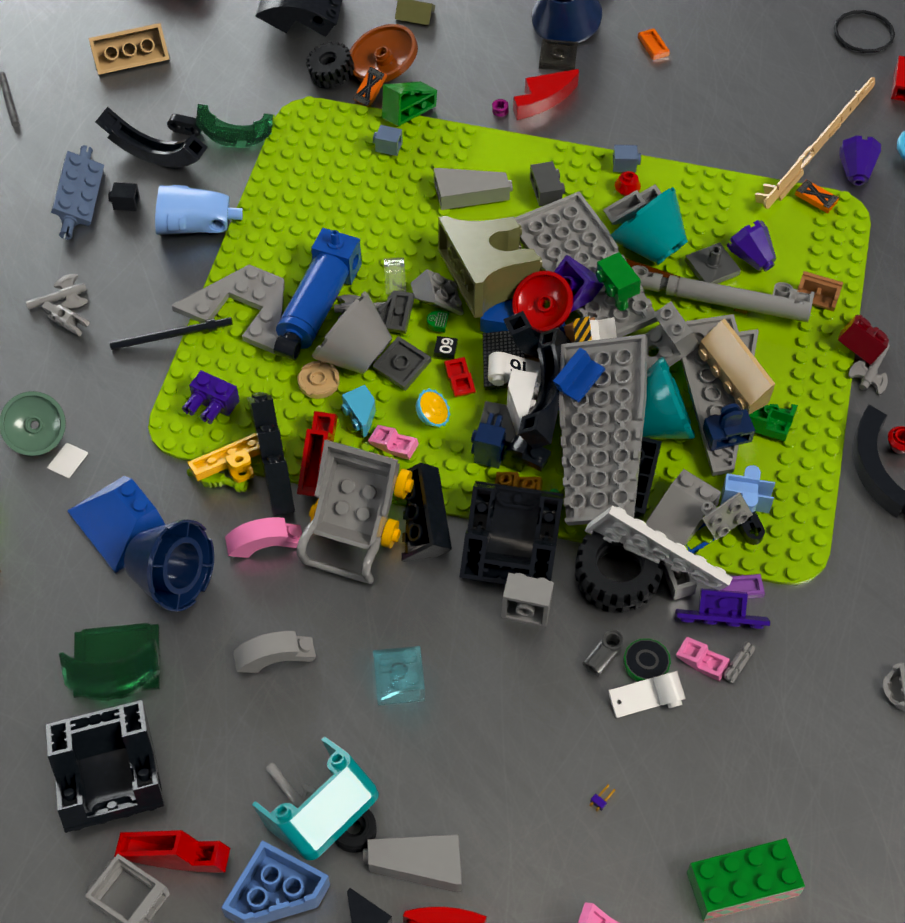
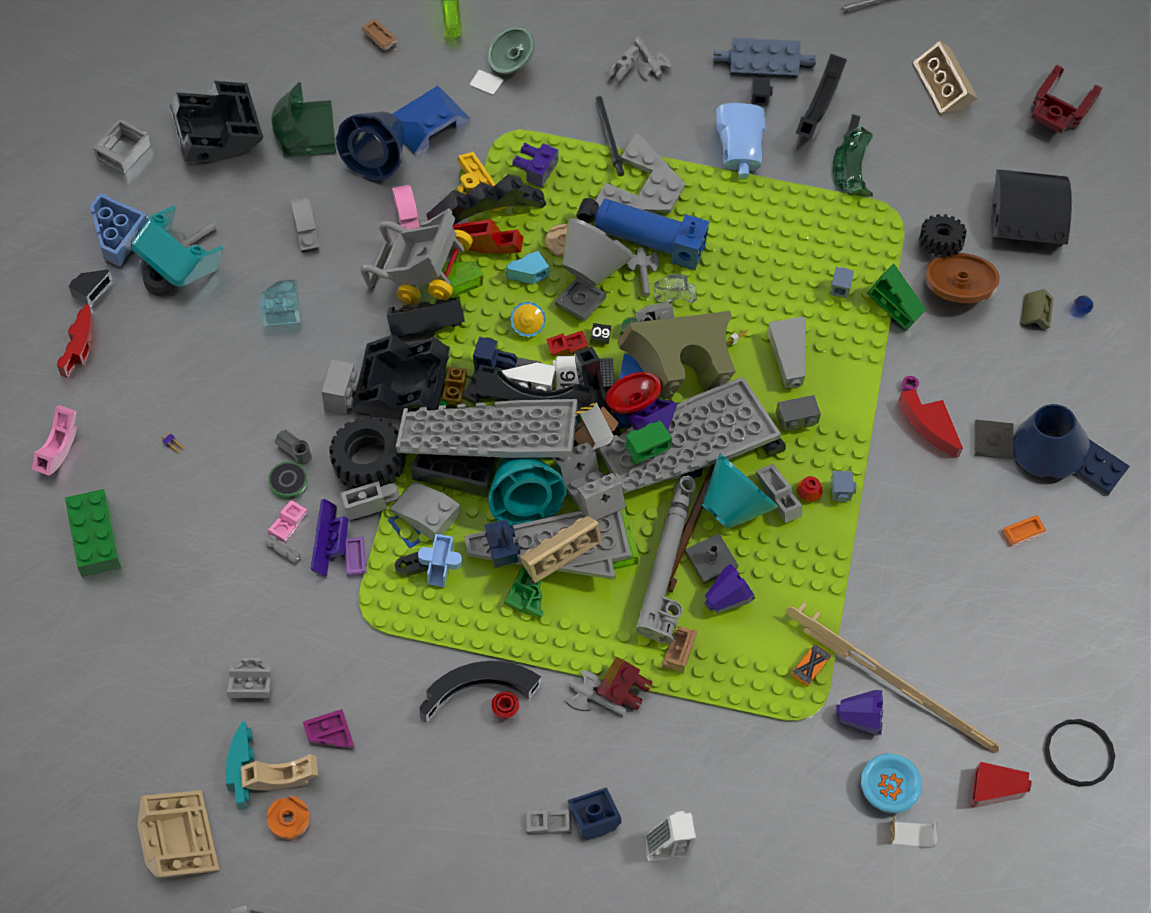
camera: 85 degrees right, 5 degrees up
(173, 851) = (149, 169): red slope -> none
(370, 87) = (917, 269): tile -> none
(390, 441) = (499, 295): bright pink slope -> none
(397, 311) = (633, 291): dark grey wing -> none
(419, 860) = (129, 320): light grey slope -> none
(578, 375) = (537, 406): blue panel -> none
(647, 694) = (256, 476): white door -> none
(655, 546) = (371, 442): white wing -> none
(726, 516) = (409, 531): light grey hinge -> none

